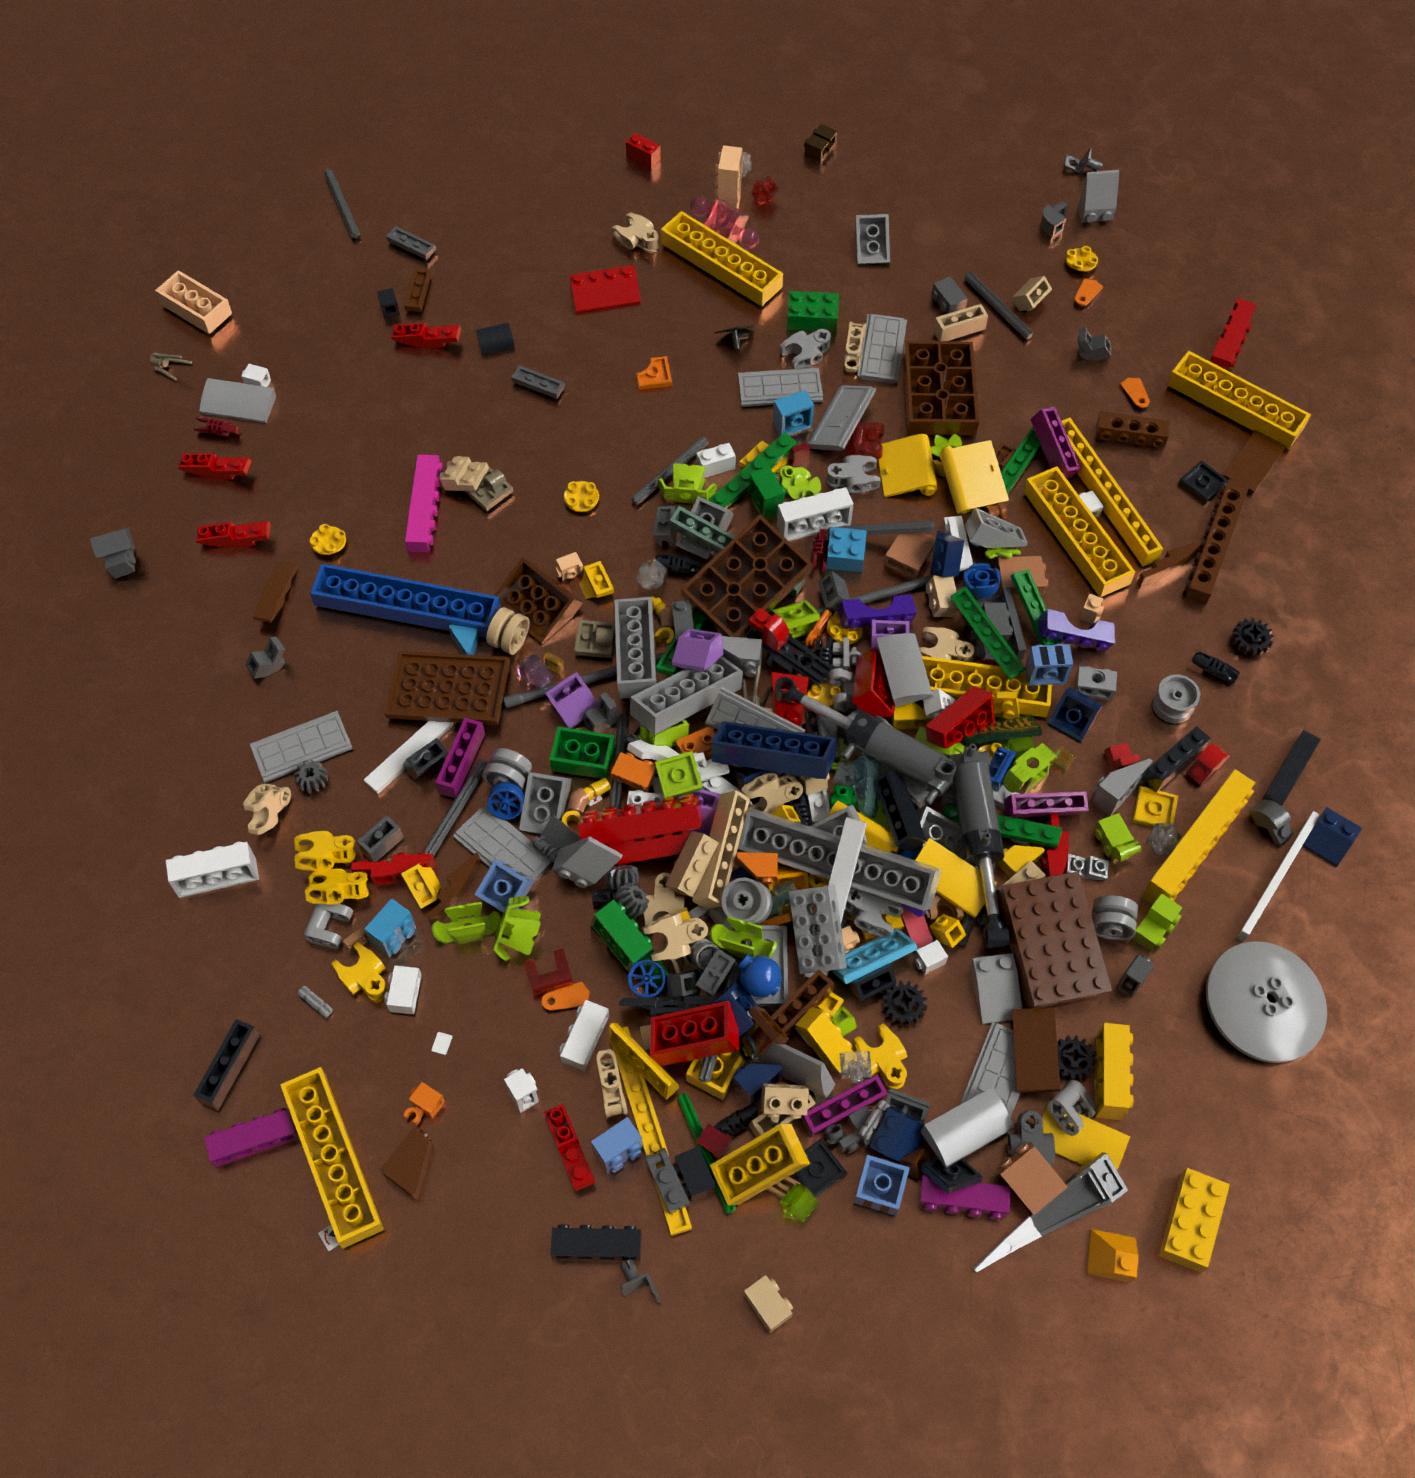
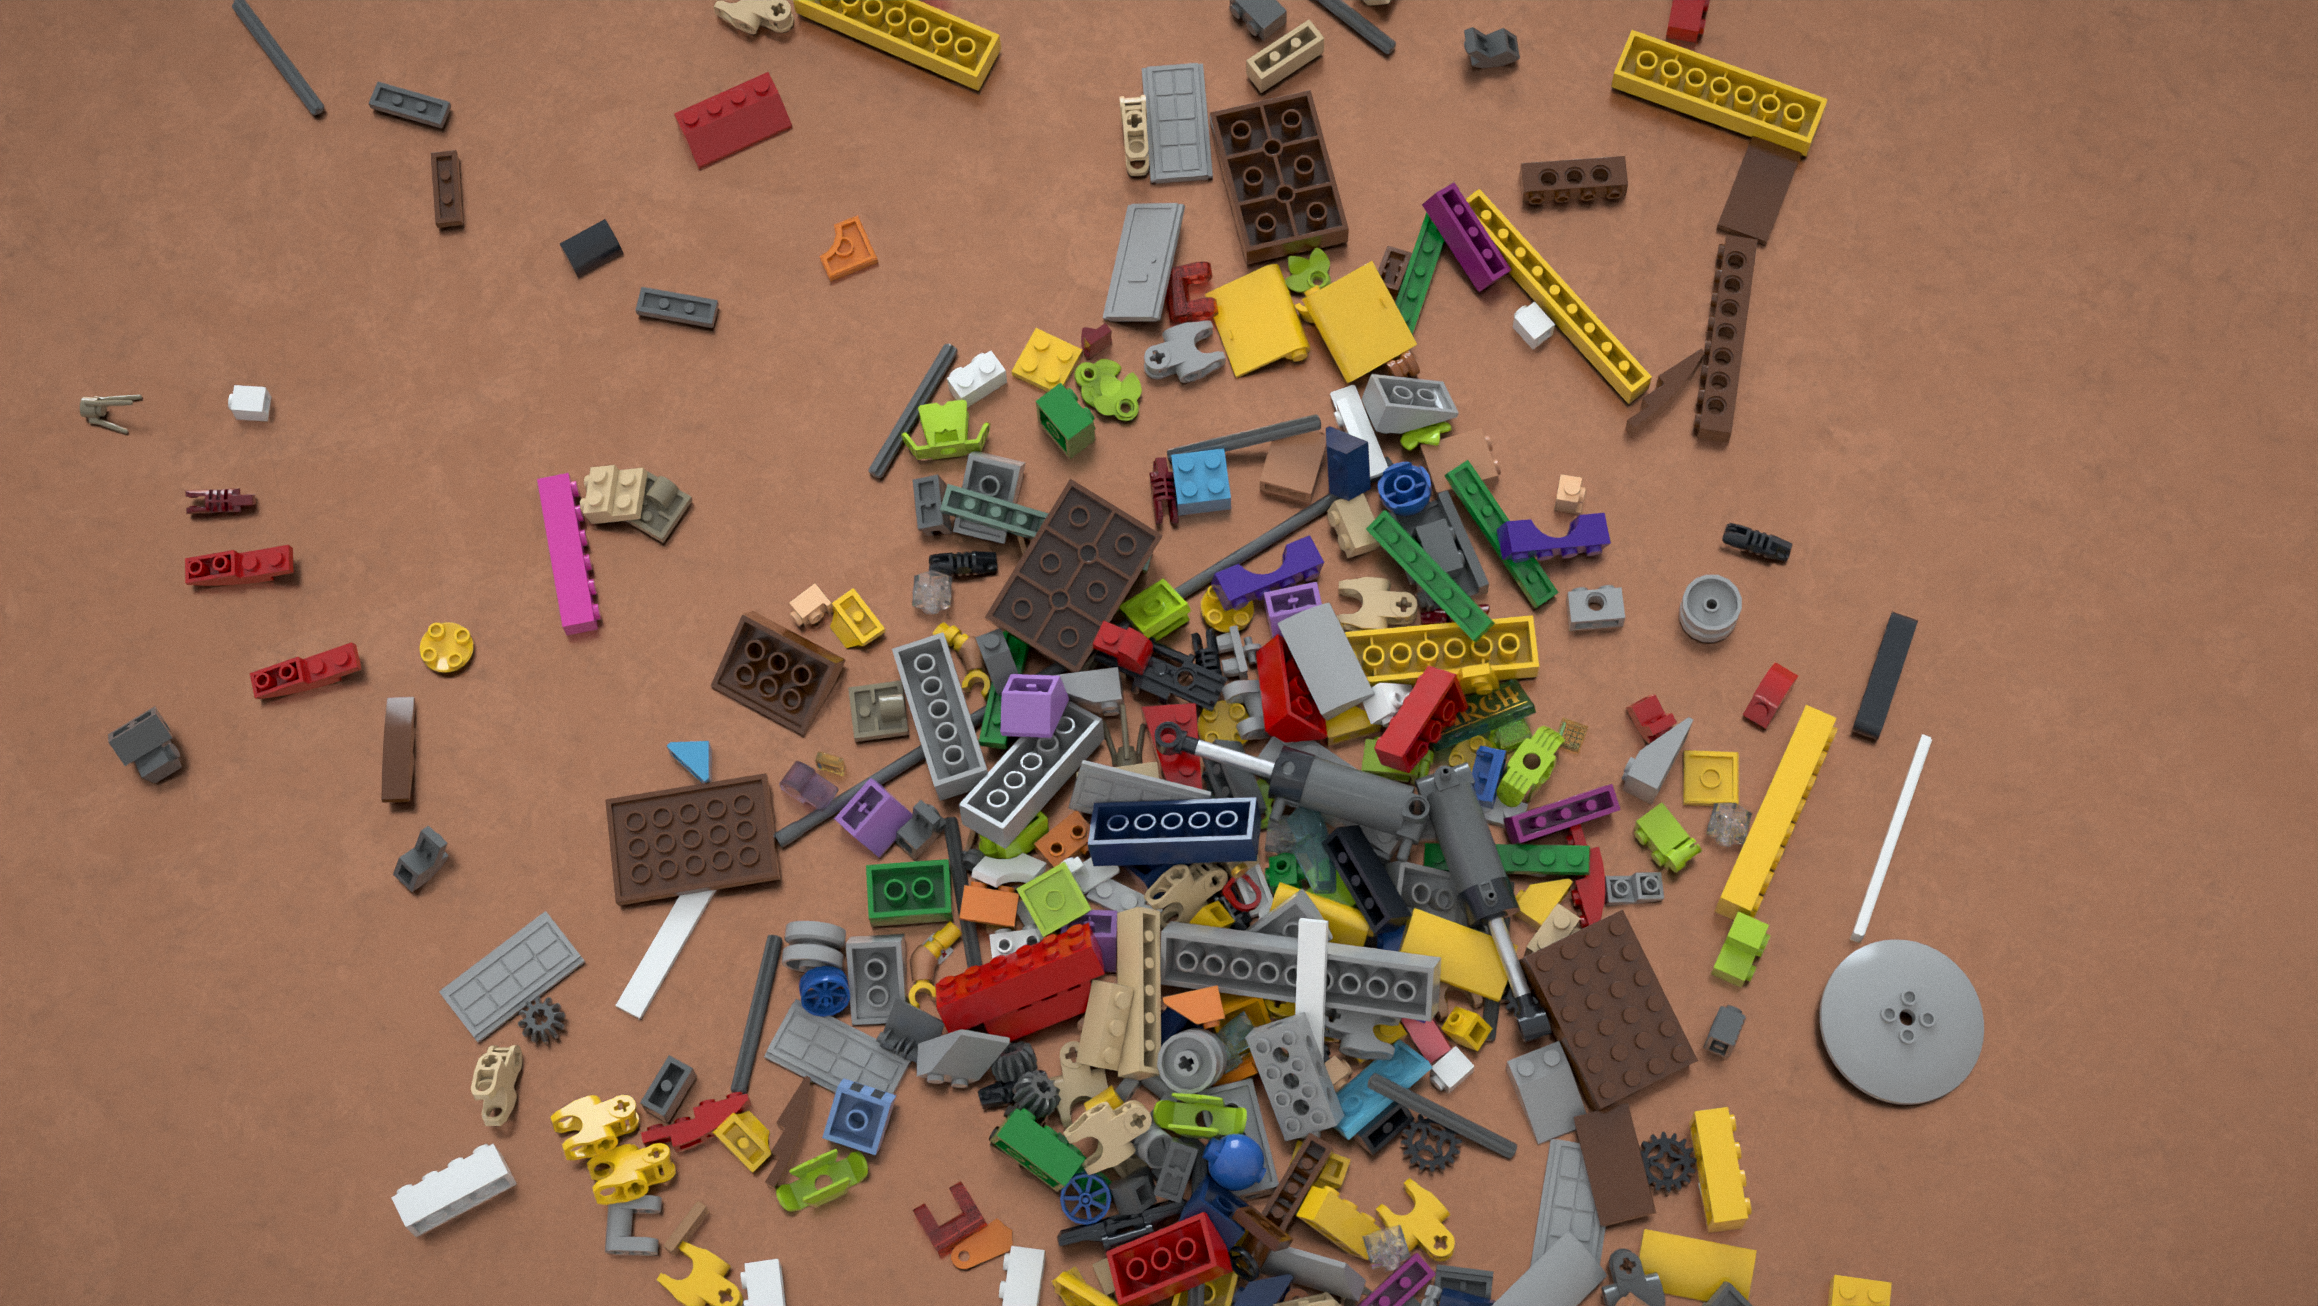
camera: 10 degrees left, 10 degrees up
(193, 302) = (111, 295): light nougat brick -> none
(237, 400) = (234, 448): light grey slope -> none
(388, 302) = (408, 222): black brick -> none
(390, 928) = (723, 1212): dark azure brick -> none
(402, 599) = (590, 719): blue brick -> none
(422, 336) = (484, 268): red slope -> none
(425, 758) = (694, 956): black brick -> none
(460, 757) = (742, 942): magenta brick -> none
(507, 630) = (753, 733): tan wheel -> none
(518, 926) = (896, 1166): lime piece -> none
(581, 496) = (795, 485): yellow dish -> none
(737, 336) = (954, 149): pearl dark grey shield -> none
(740, 483) = (1039, 381): green plate -> none
(766, 386) = (1040, 227): light grey piece -> none
(793, 413) = (1072, 275): dark azure brick -> none
(807, 346) = (1065, 149): light grey piece -> none
(809, 514) = (1143, 438): white brick -> none
(811, 787) = (1237, 872): none -> red piece
(812, 311) = (1058, 85): green brick -> none
(818, 628) = (1195, 606): orange piece -> none
(833, 590) = (1199, 555): dark grey hinge -> none
(844, 1021) = (1356, 1187): lime slope -> none
(917, 984) = (1441, 1115): none -> dark grey axle
(1048, 664) = (1524, 610): medium blue brick -> none
(1067, 1103) = (1663, 1227): light grey connector -> none
(1075, 713) = (1576, 663): dark blue slope -> none
(1079, 532) = (1526, 372): yellow brick -> none
(1114, 917) = (1682, 956): light grey wheel -> none
(1136, 391) = (1567, 109): orange piece -> none
(1176, 759) = (1726, 701): black brick -> none
(1203, 481) = (1691, 241): black tile -> none
(1251, 635) = (1809, 474): black gear -> none
(1275, 818) = (1872, 757): dark grey brick -> none
(1332, 836) = (1953, 763): dark blue slope -> none

